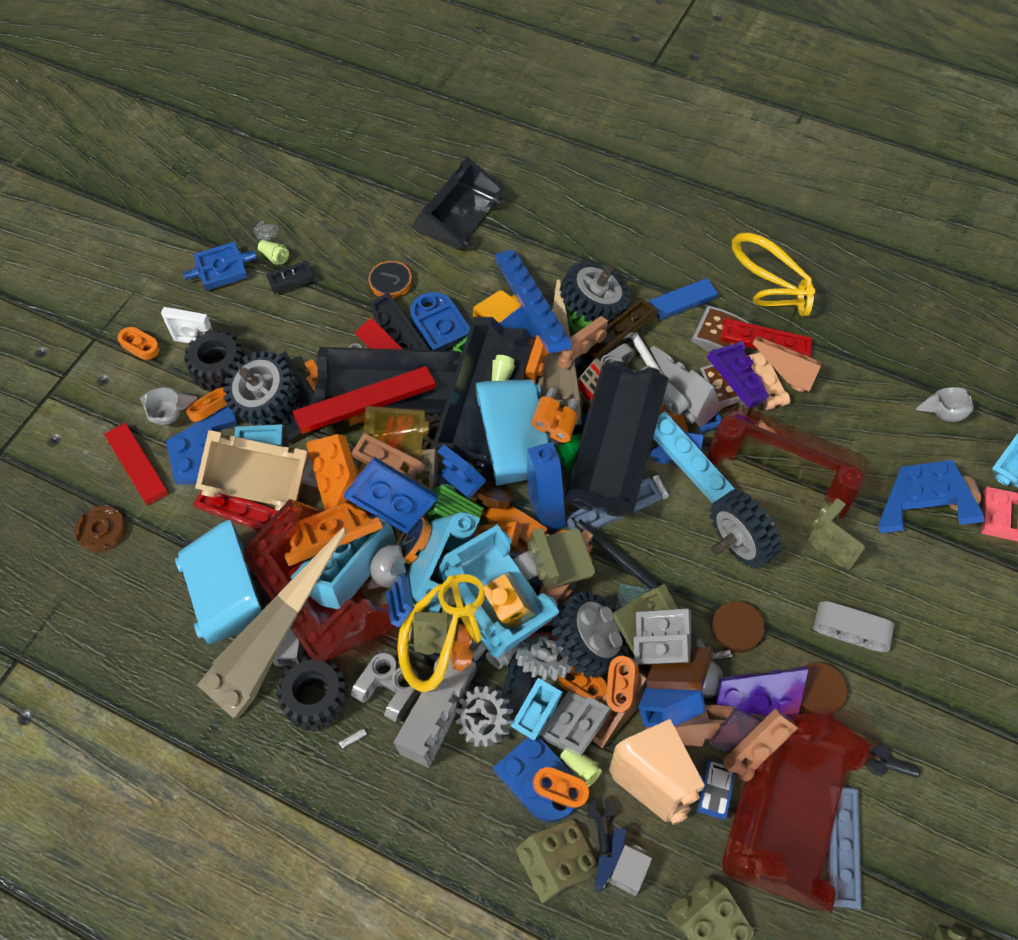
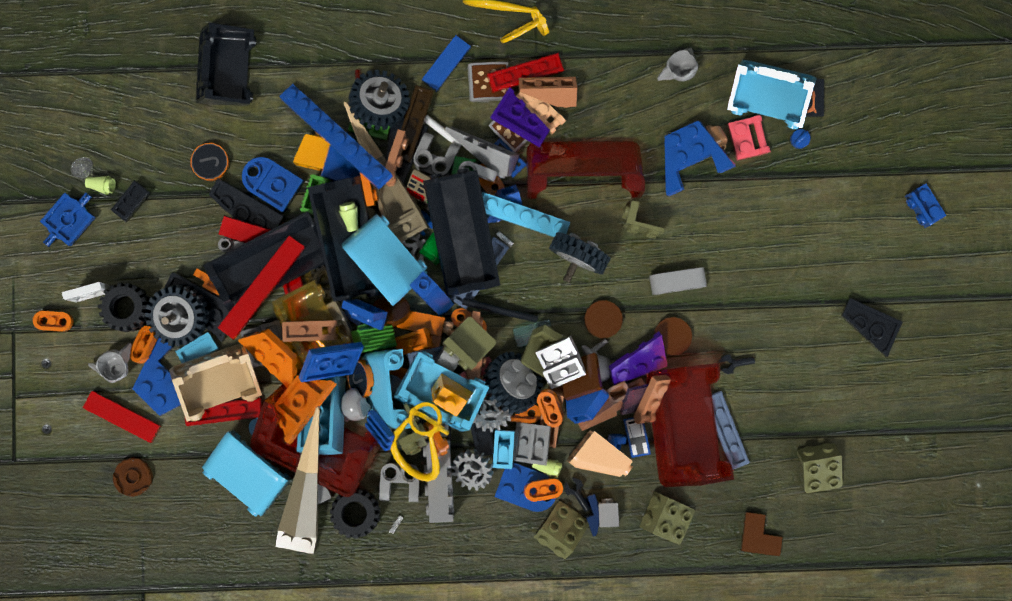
camera: 30 degrees left, 25 degrees up
(554, 419) = (410, 240): orange piece -> none

